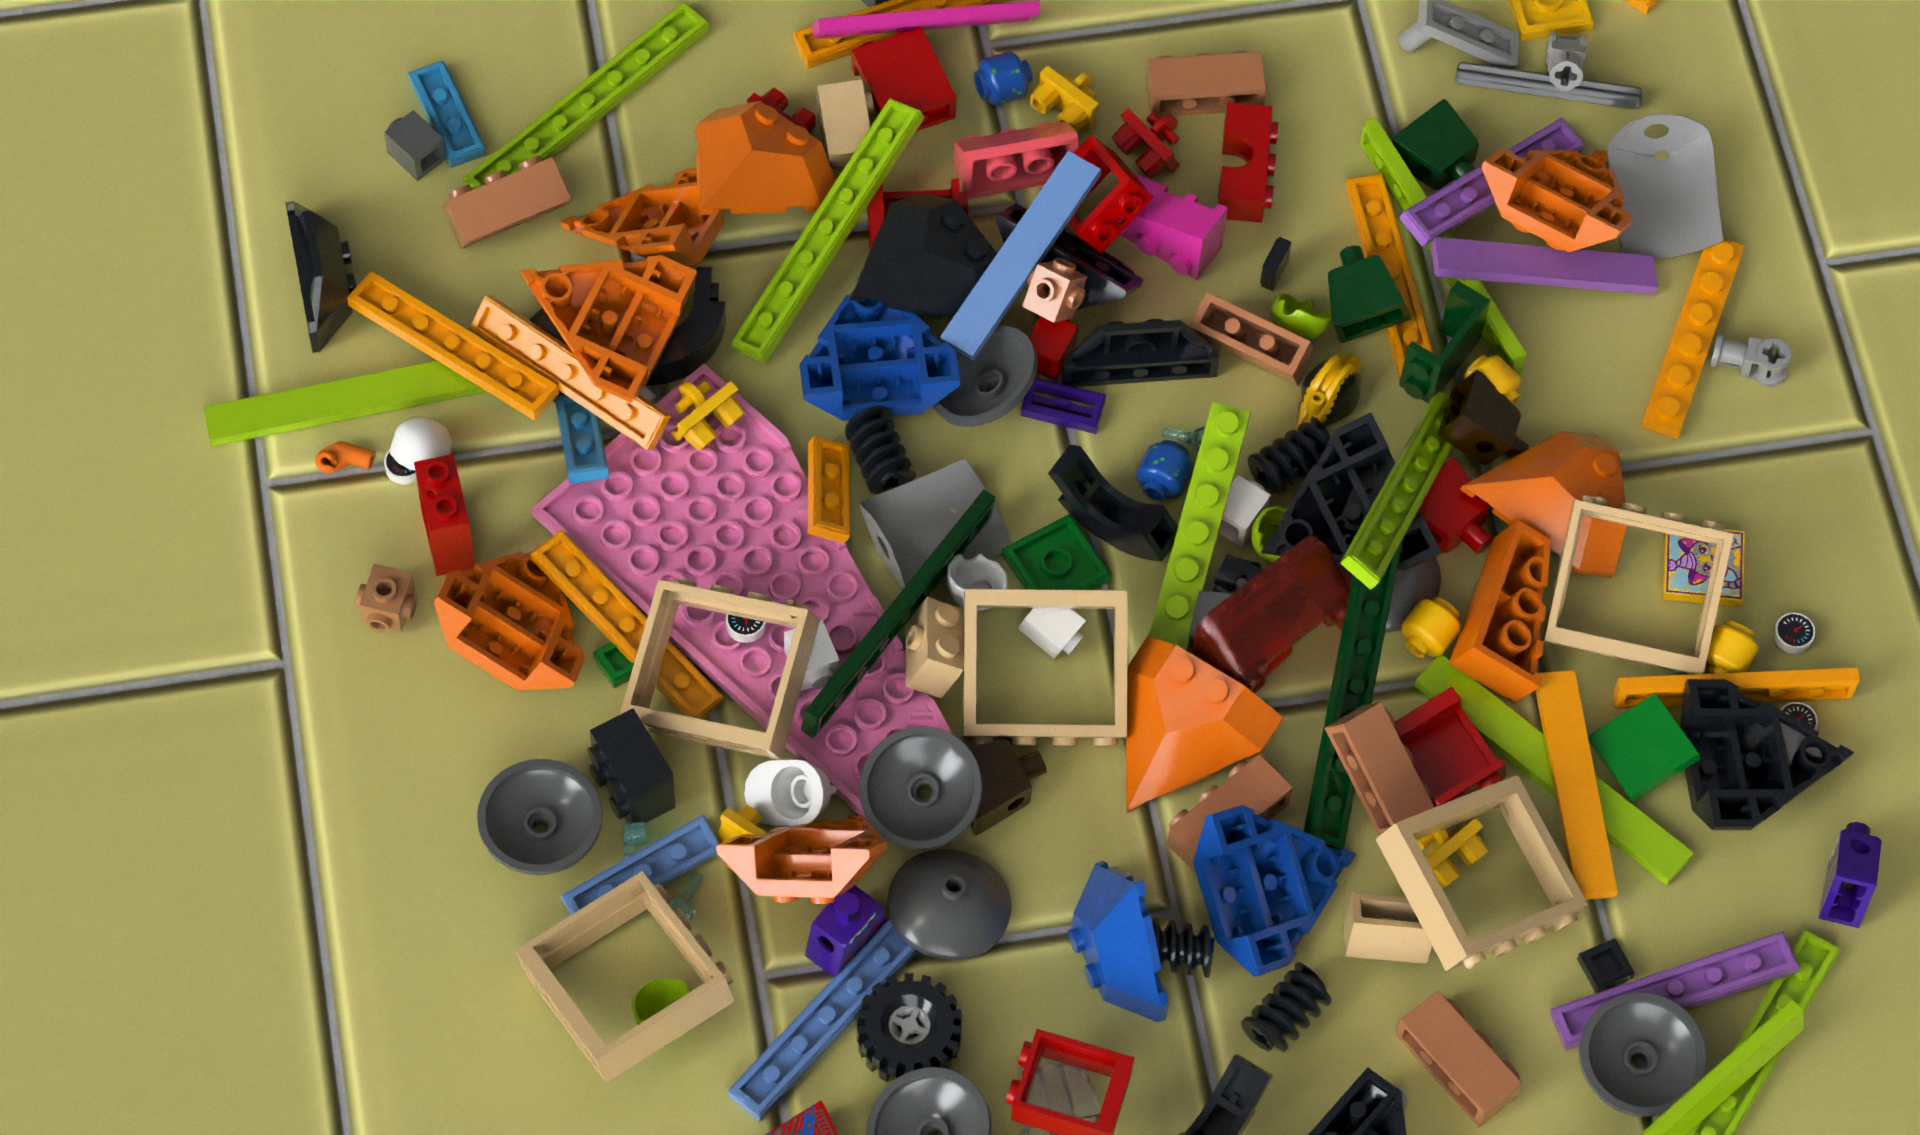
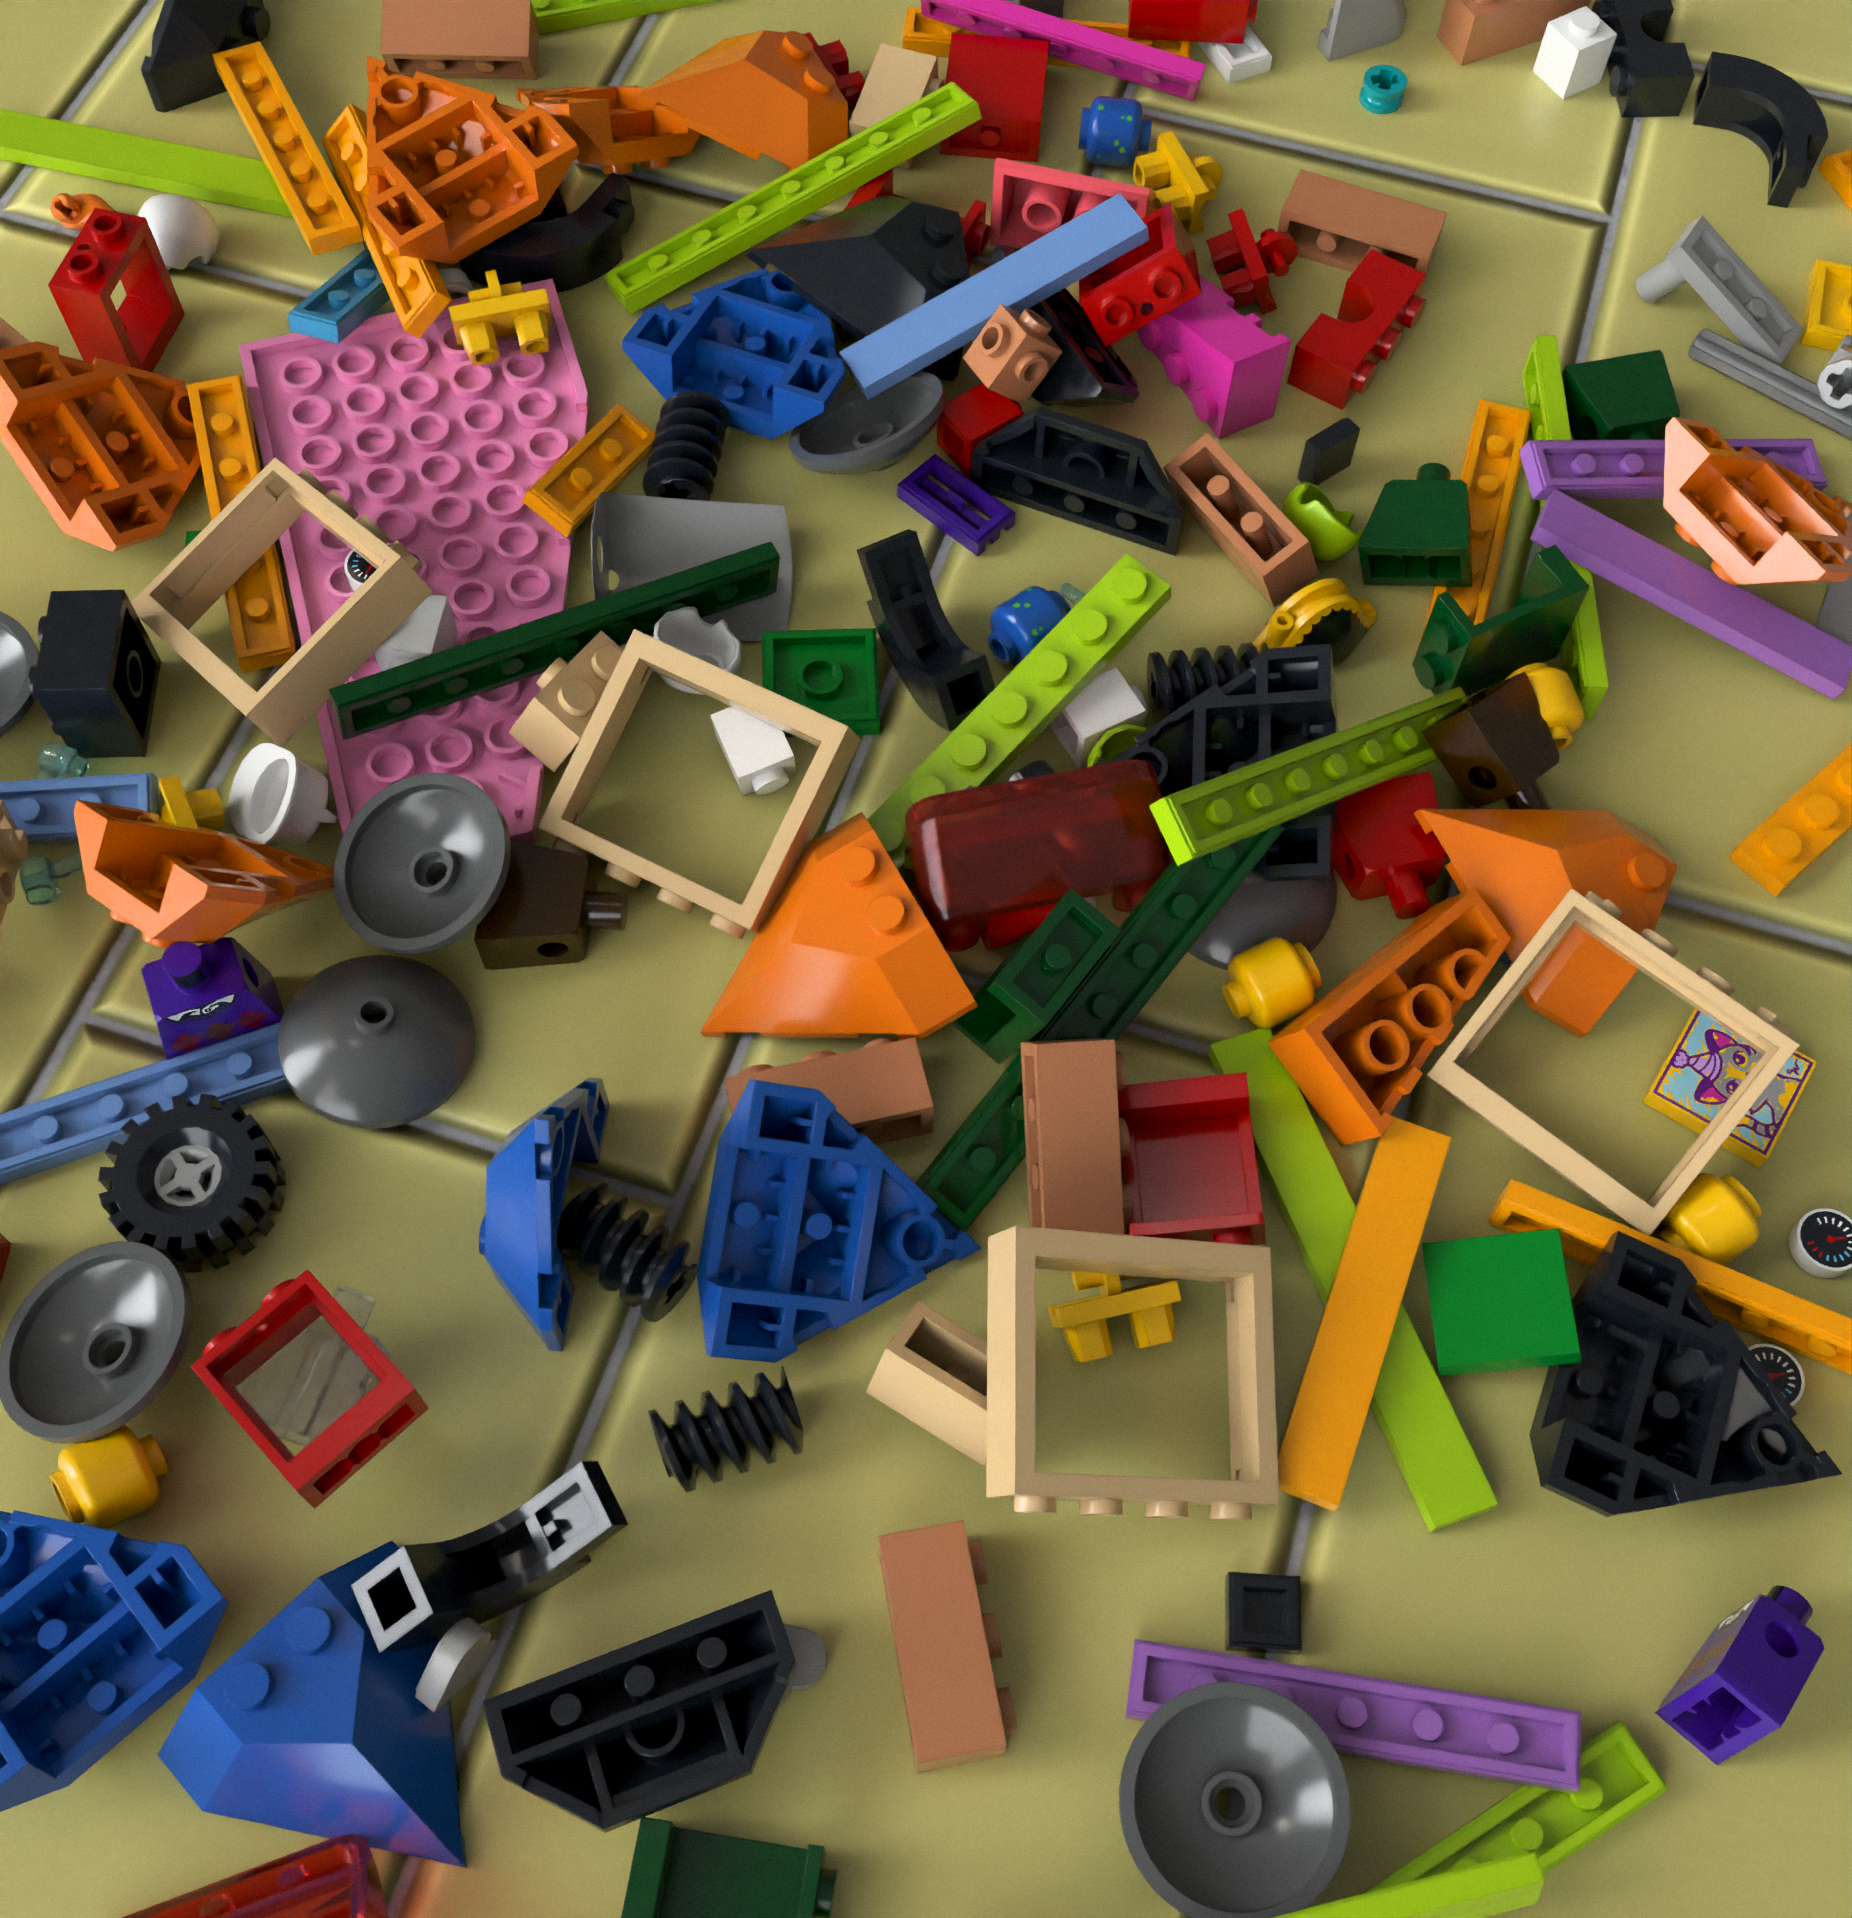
camera: 30 degrees right, 0 degrees up
(1313, 694) = (1037, 977): none -> dark green panel

